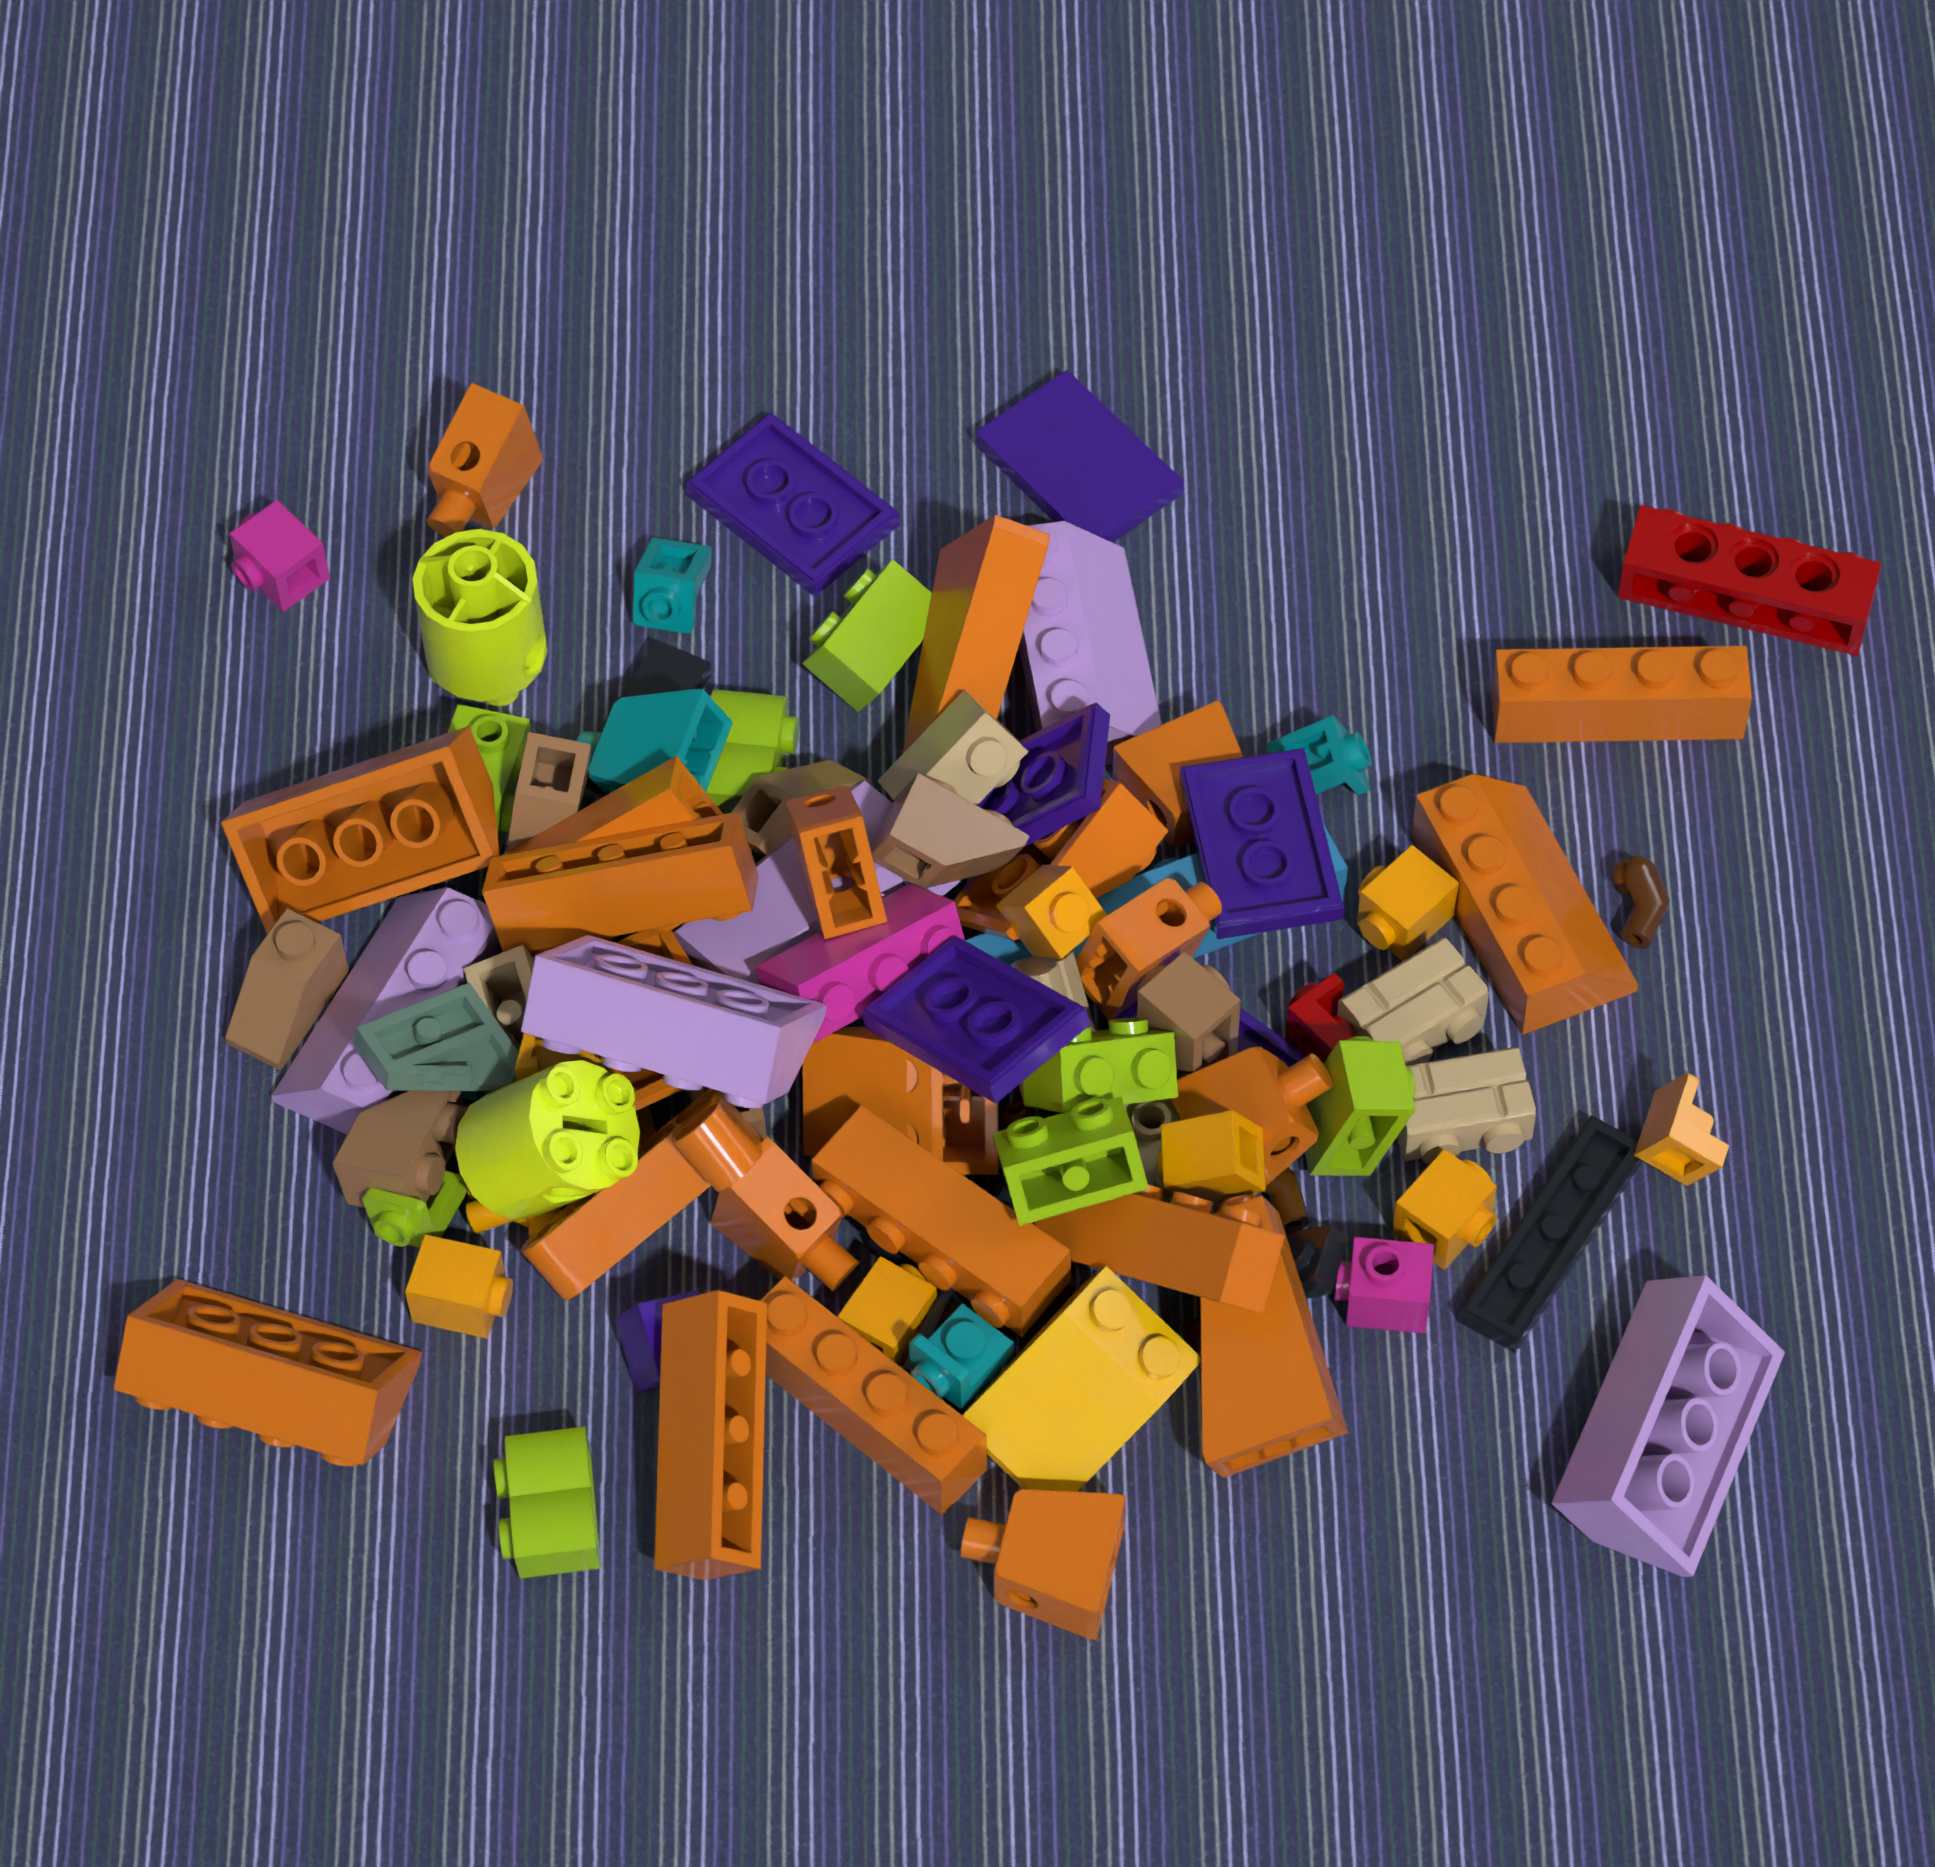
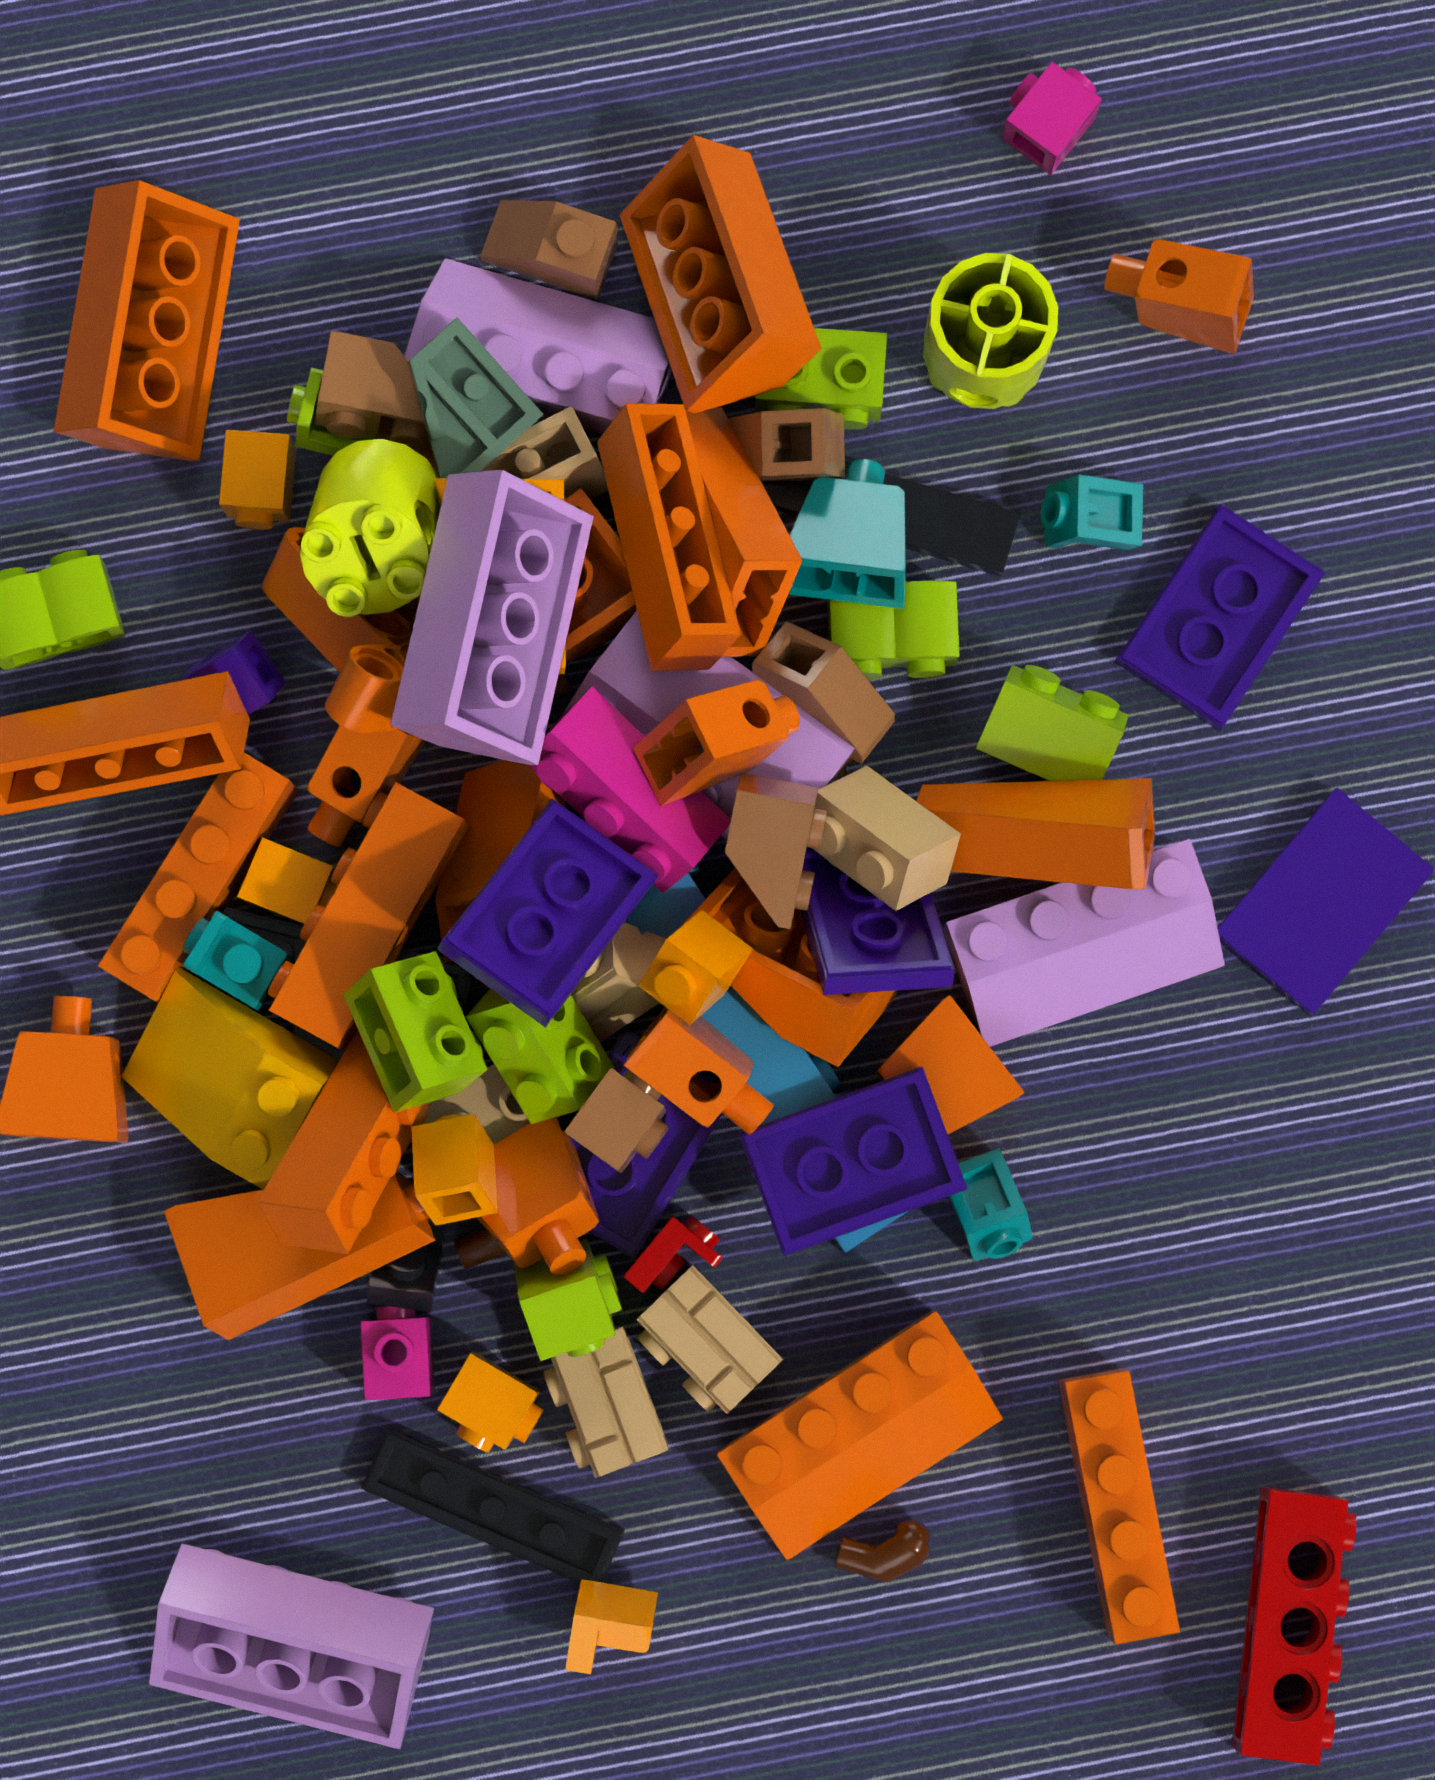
camera: 80 degrees right, 25 degrees up
(1405, 903) = (830, 1313): light orange brick -> none

